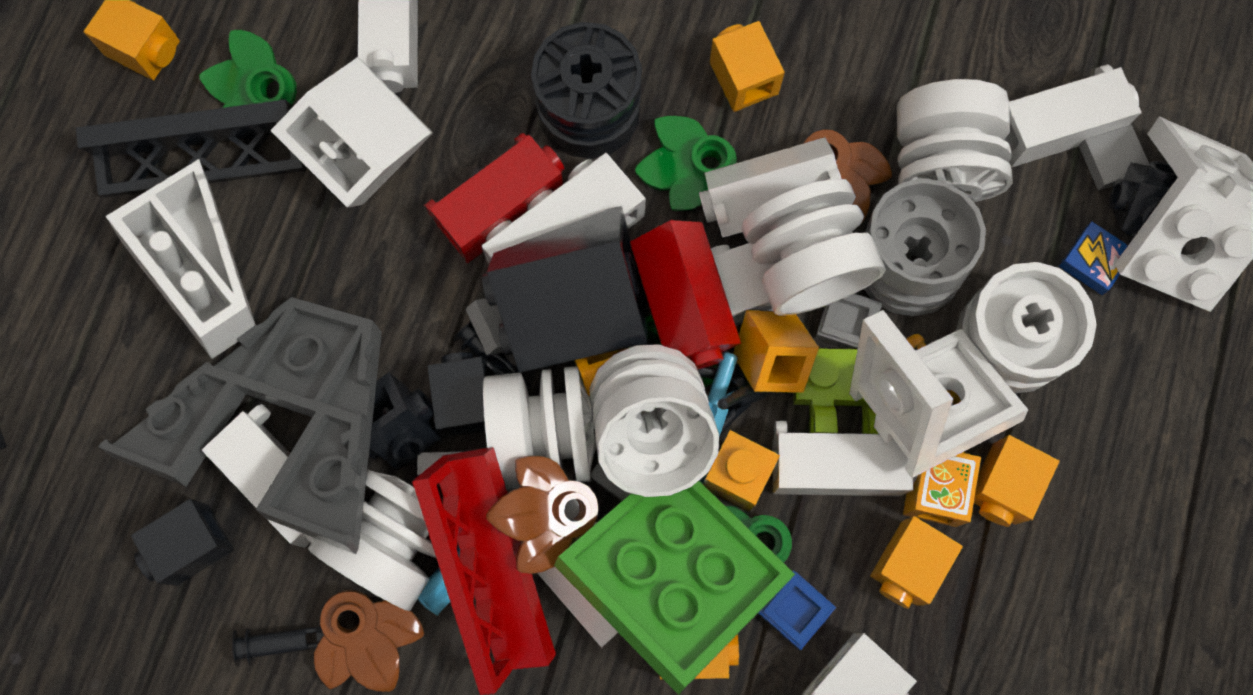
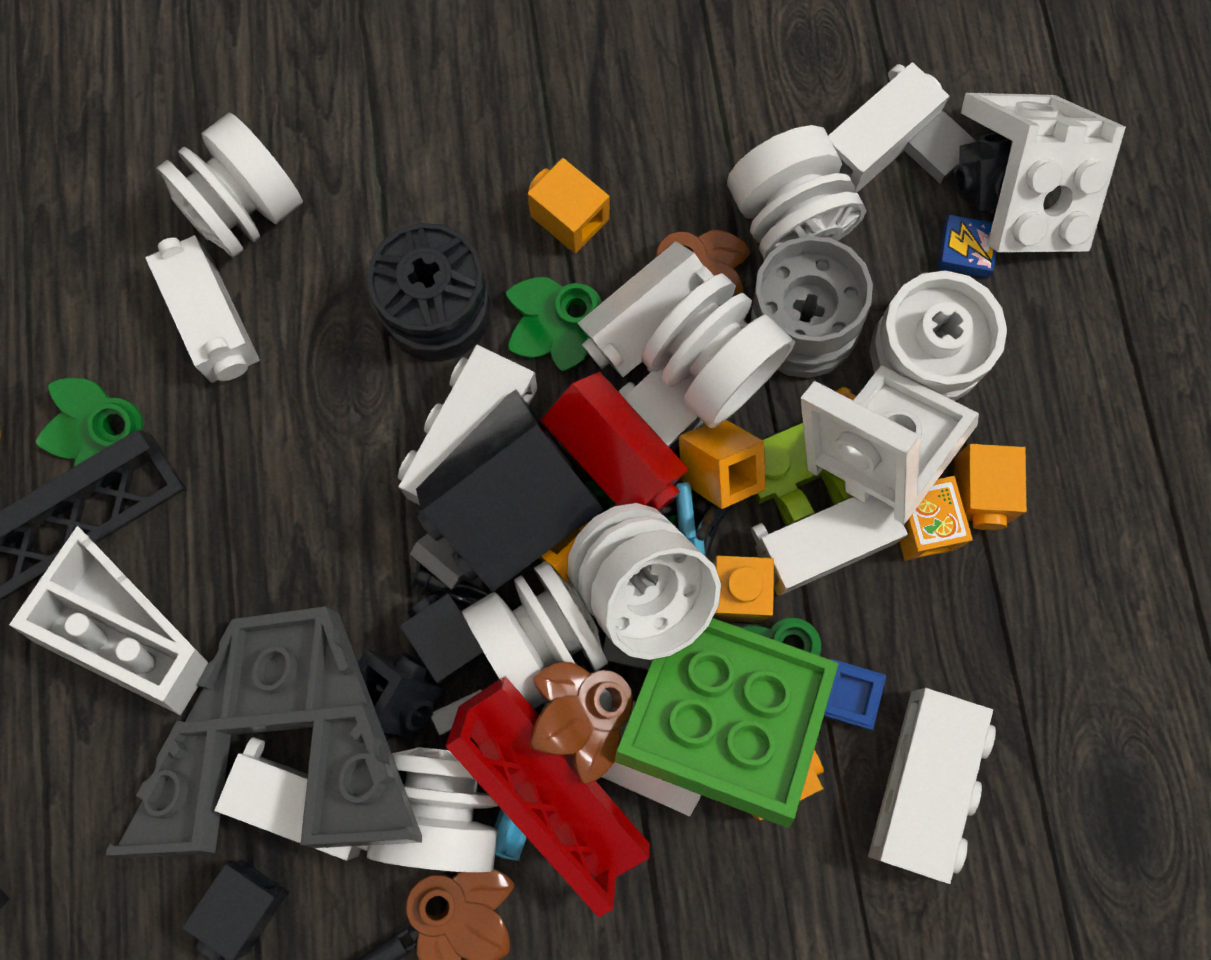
camera: 25 degrees left, 0 degrees up
(352, 132) = (219, 432): white slope -> none
(496, 195) = (388, 431): red brick -> none
(843, 320) = (775, 405): light grey tile -> none
(915, 563) = (938, 601): light orange brick -> none

